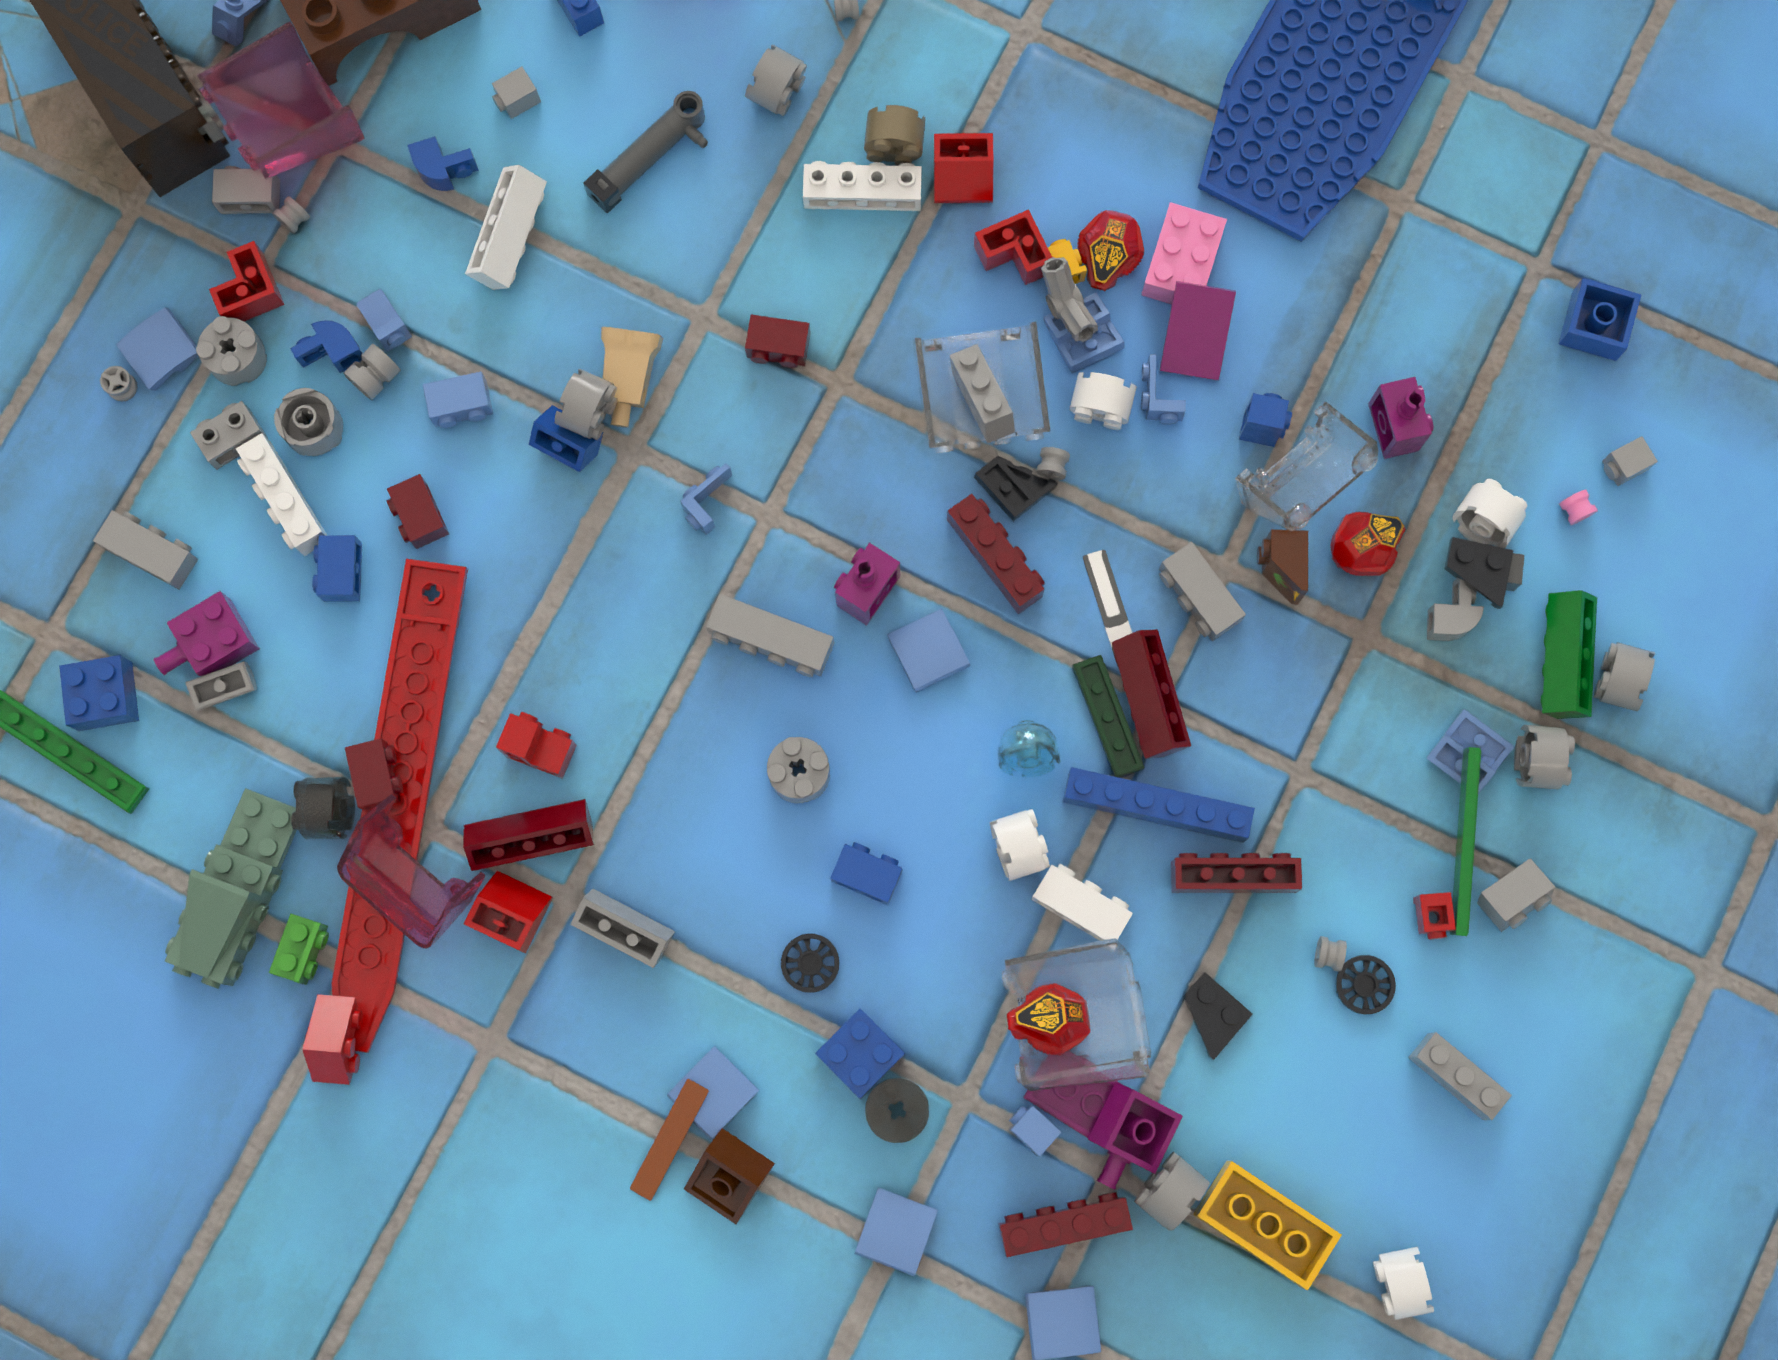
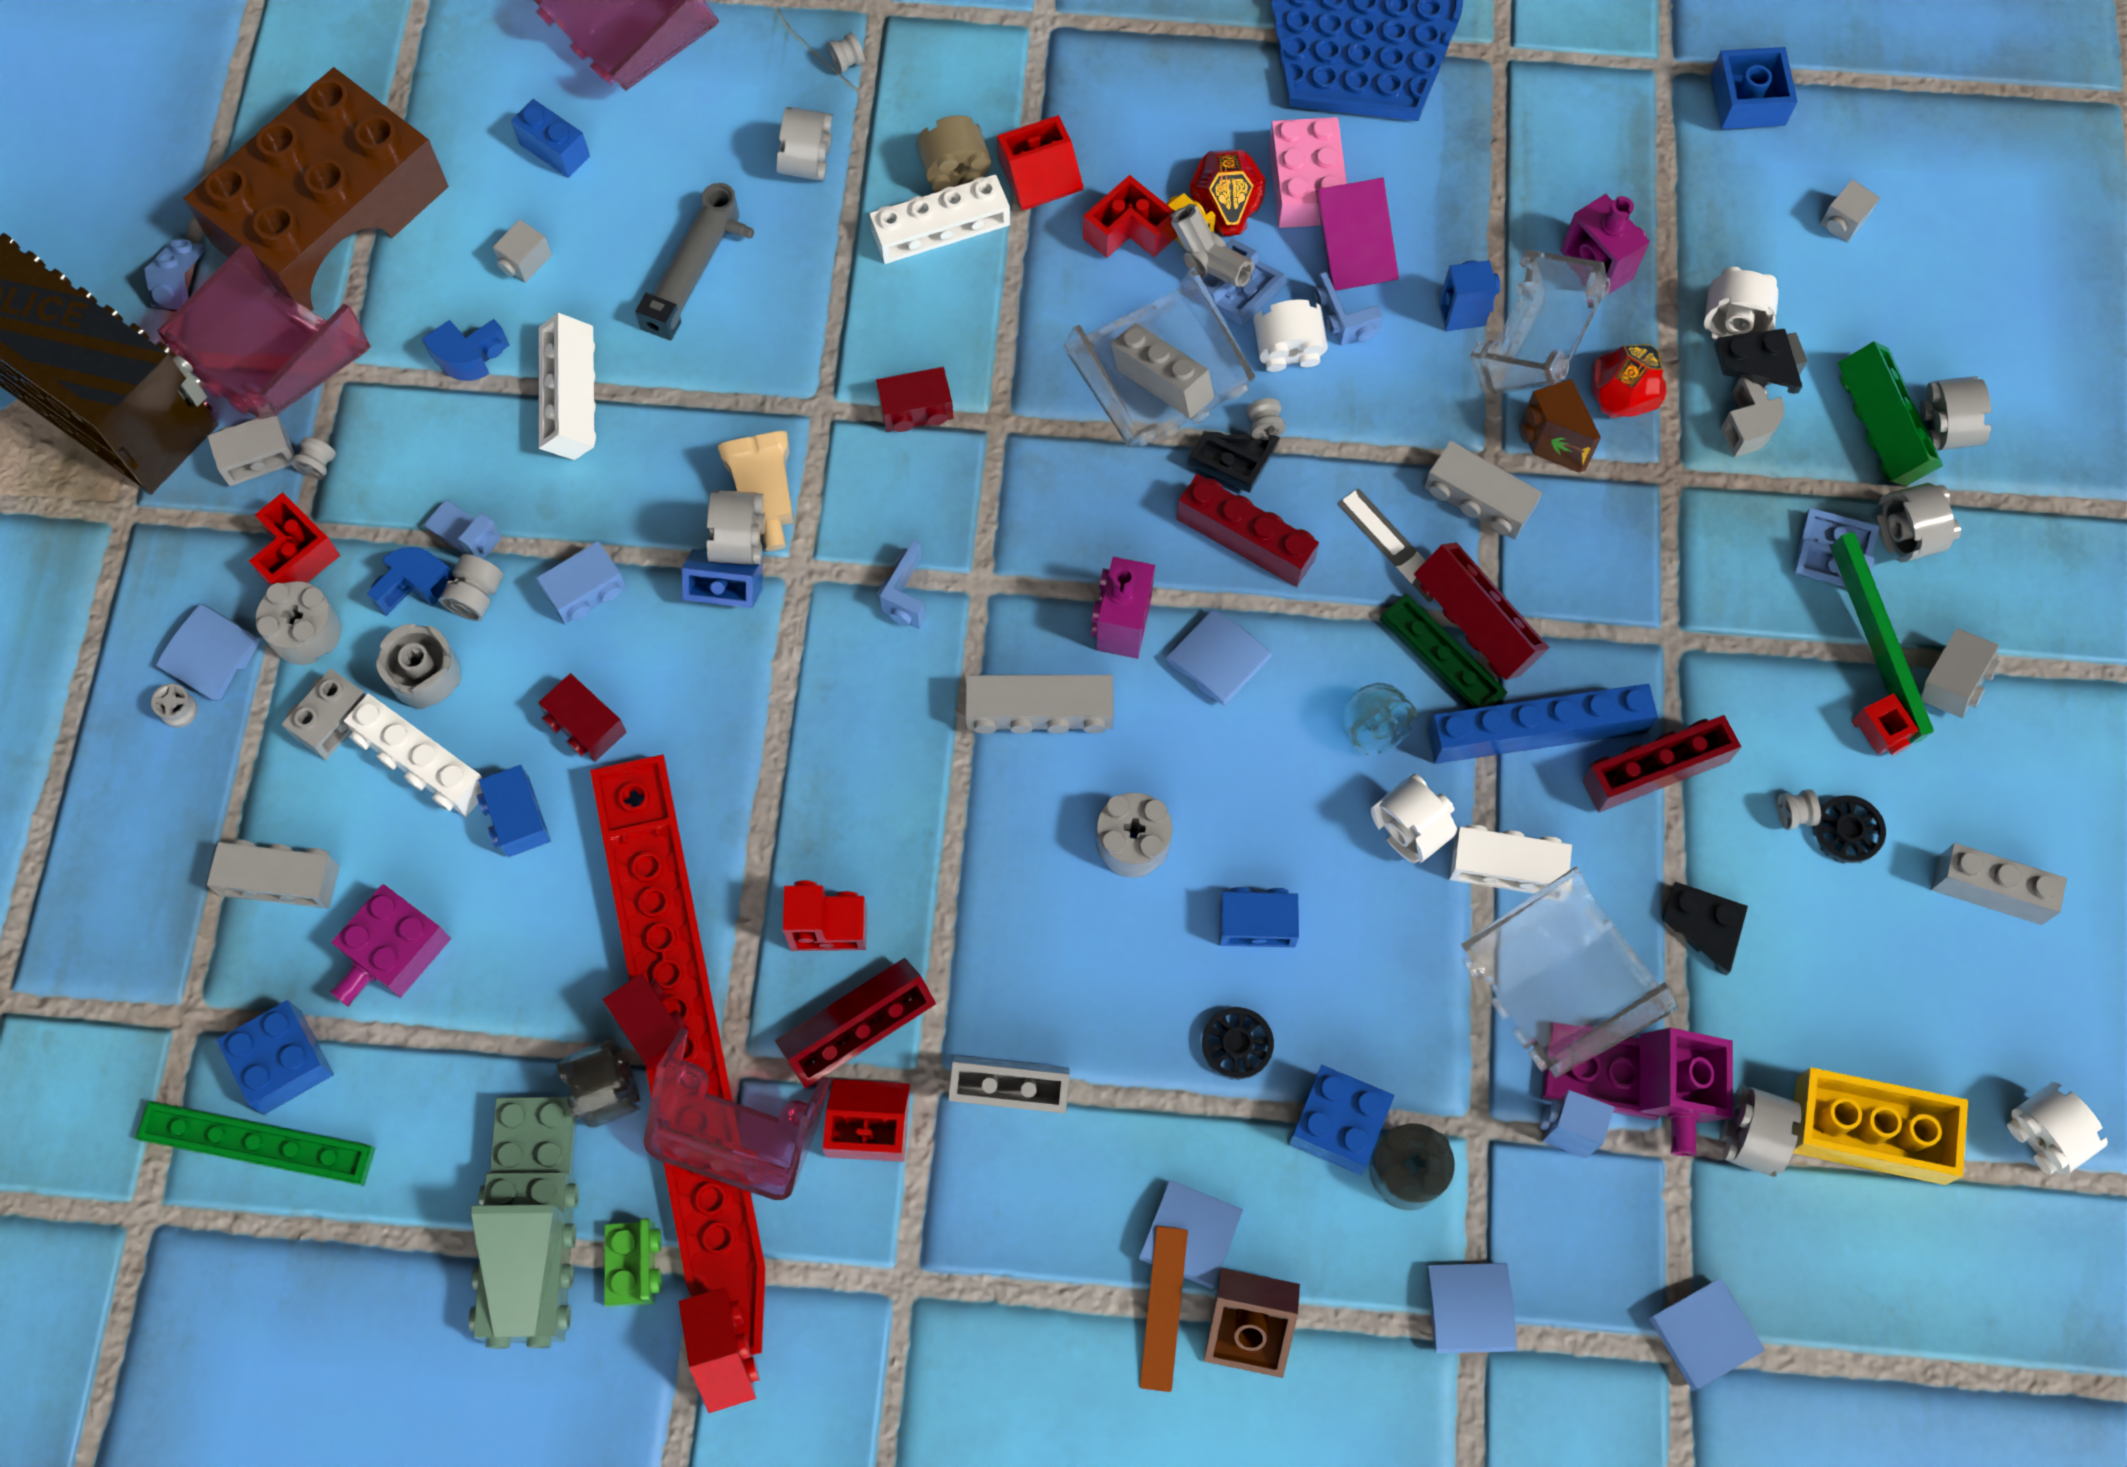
camera: 25 degrees left, 10 degrees down
(221, 685) = (421, 994): light grey brick -> none
(1051, 1019) = (1539, 992): red helmet -> none
(1065, 1226) = (1659, 1221): dark red brick -> none
(1578, 507) = (1822, 271): bright pink wheel -> none

